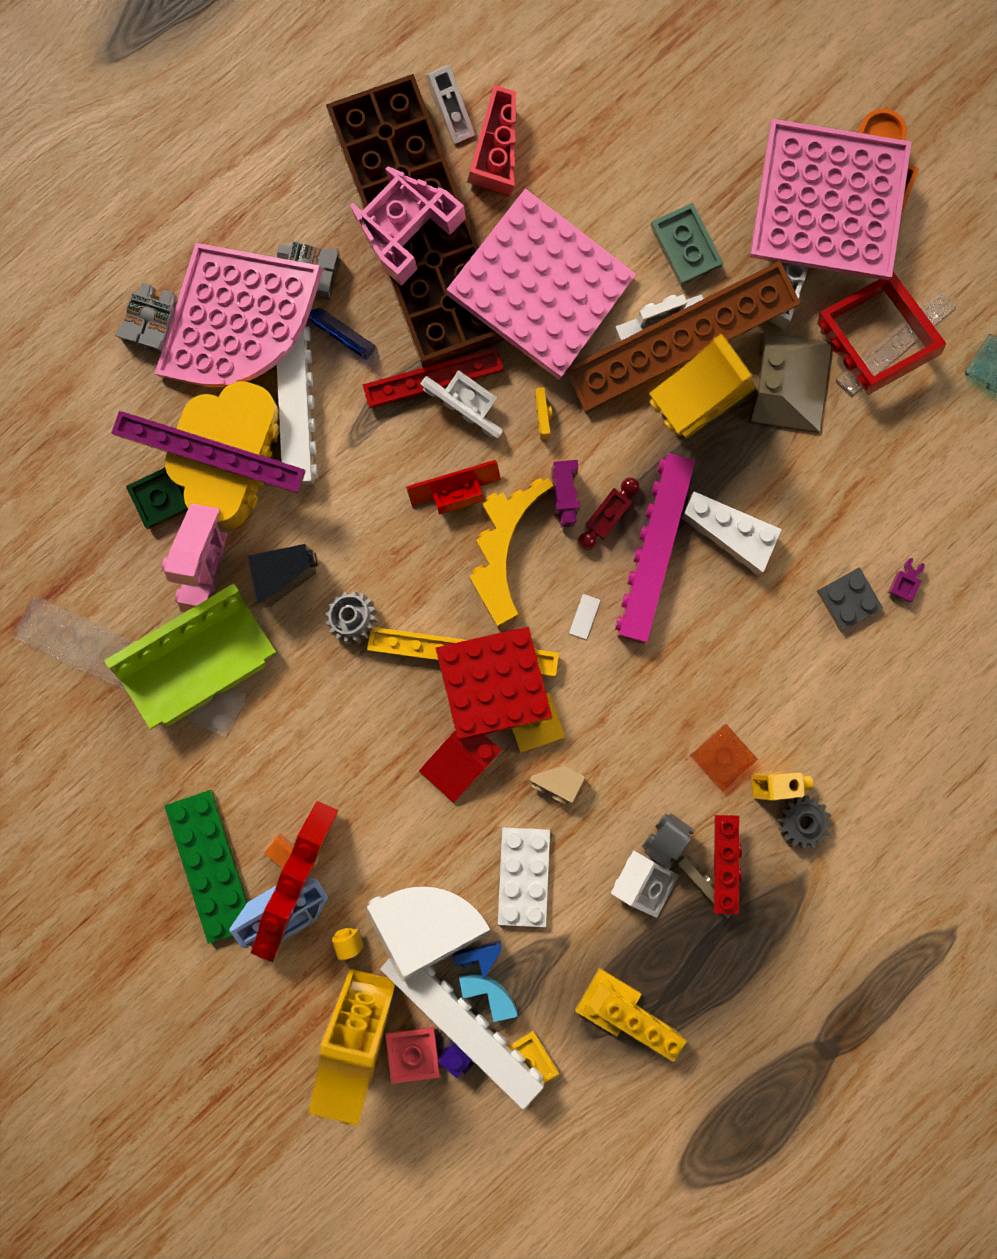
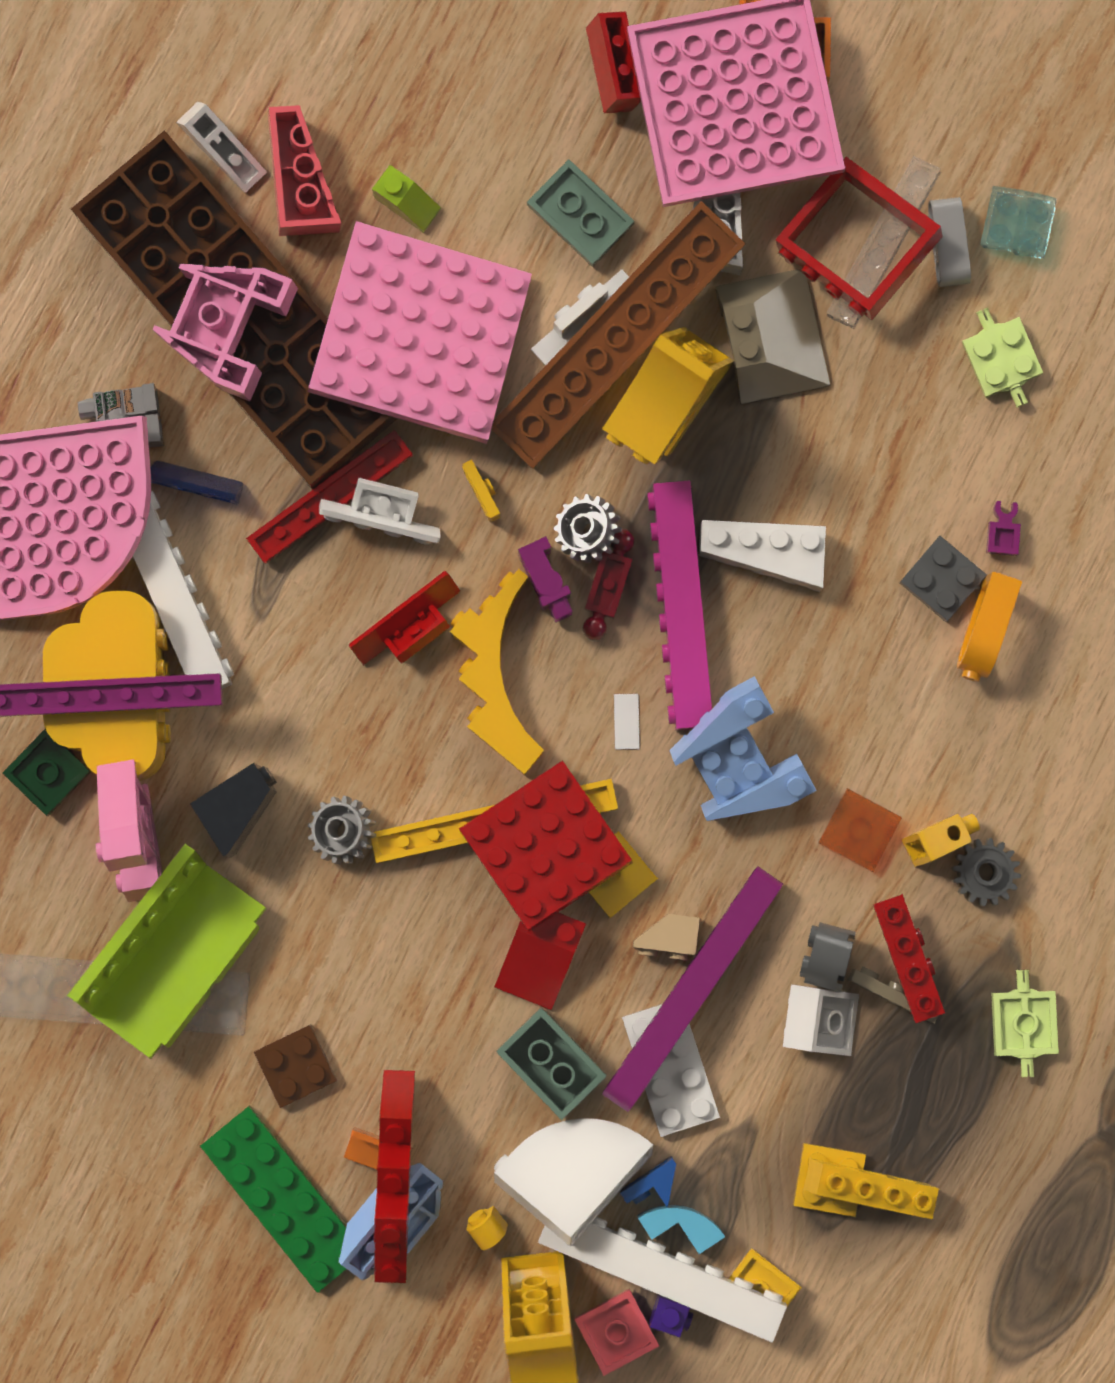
camera: 15 degrees left, 0 degrees up
(254, 774) = (295, 1066): none -> reddish brown plate
(438, 842) = (551, 1063): none -> sand green brick
(560, 827) = (692, 989): none -> magenta beam
(566, 187) = (405, 198): none -> lime slope
(615, 476) = (597, 539): none -> light grey gear
(651, 672) = (733, 761): none -> light blue wedge
(750, 145) = (613, 62): none -> red brick
(792, 942) = (1025, 1023): none -> yellowish green plate
(873, 644) = (988, 625): none -> light orange window
(942, 369) = (951, 252): none -> light grey beam
(951, 457) = (1002, 357): none -> yellowish green plate

